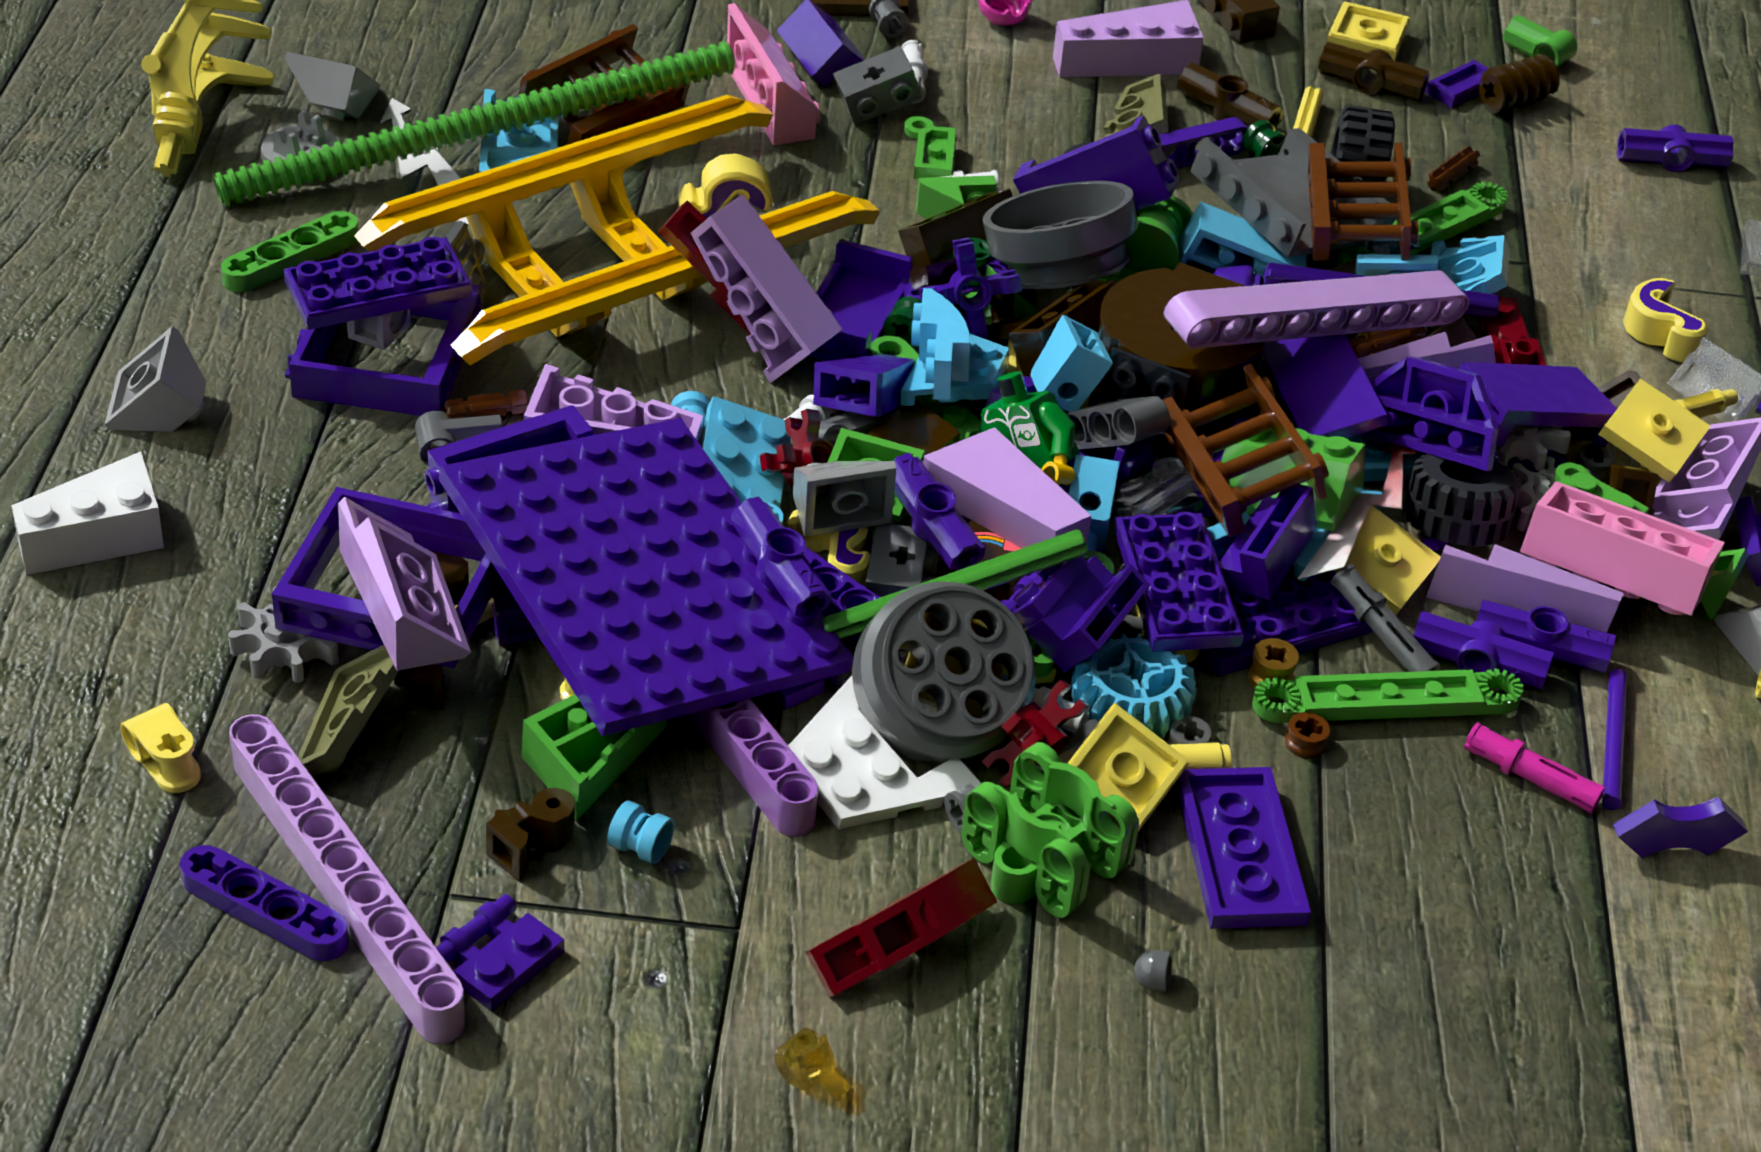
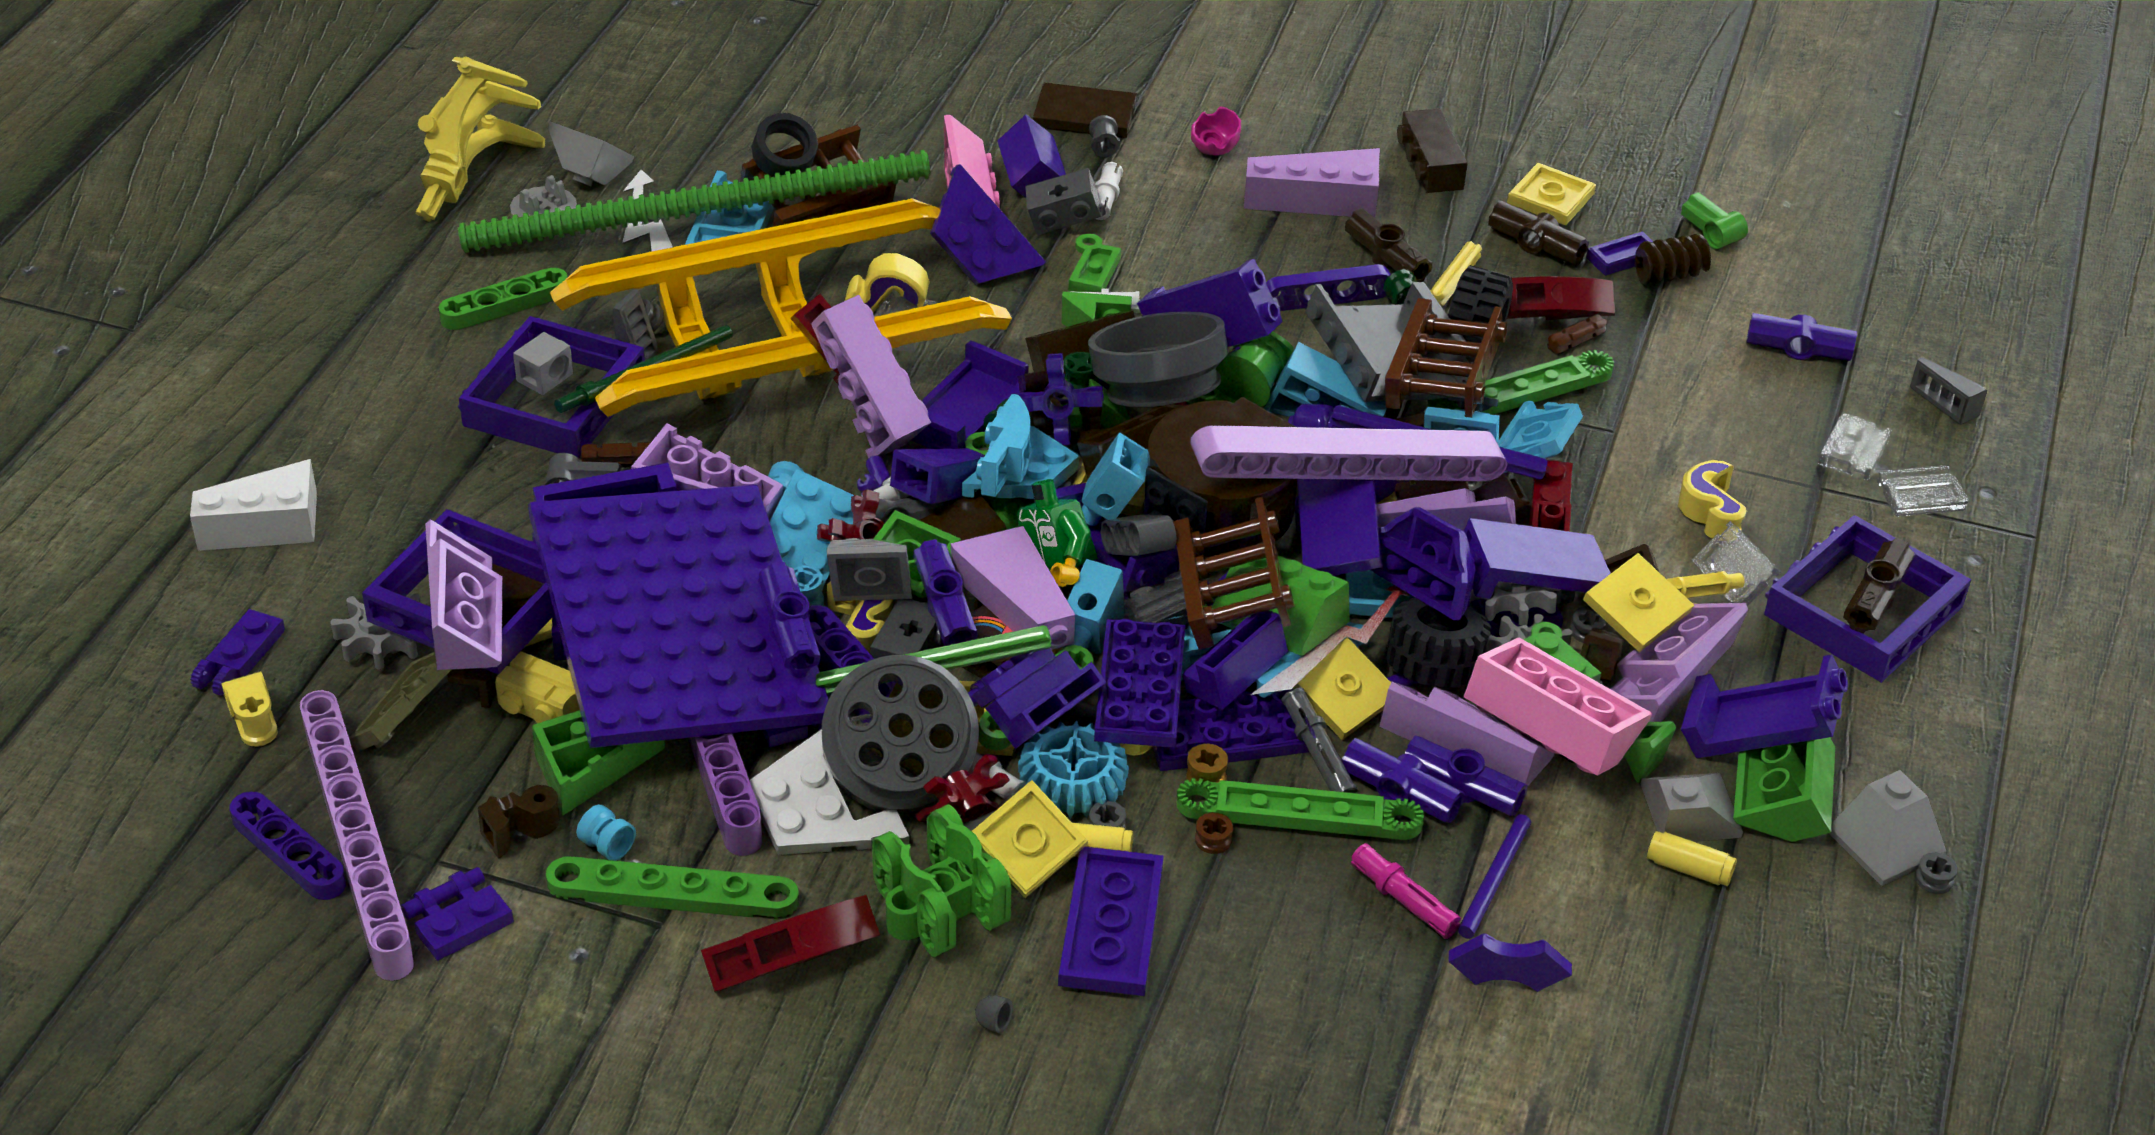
camera: 15 degrees right, 0 degrees up
(121, 683) = (238, 650): none -> dark purple hinge
(157, 388) = (350, 406): light grey slope -> none
(377, 282) = (544, 336): dark purple tile -> none
(440, 340) = (586, 392): none -> dark green bar
(505, 681) = (536, 689): none -> light yellow brick
(571, 30) = (790, 125): none -> black tyre
(735, 884) = (672, 887): none -> bright green plate
(788, 397) = (876, 476): none -> dark purple arm
(806, 124) = (979, 233): none -> dark purple wing
(810, 1060) = (673, 1040): clear yellow piece -> none
(1140, 99) = (1298, 249): olive wing -> none
(1437, 131) = (1561, 297): none -> dark red slope

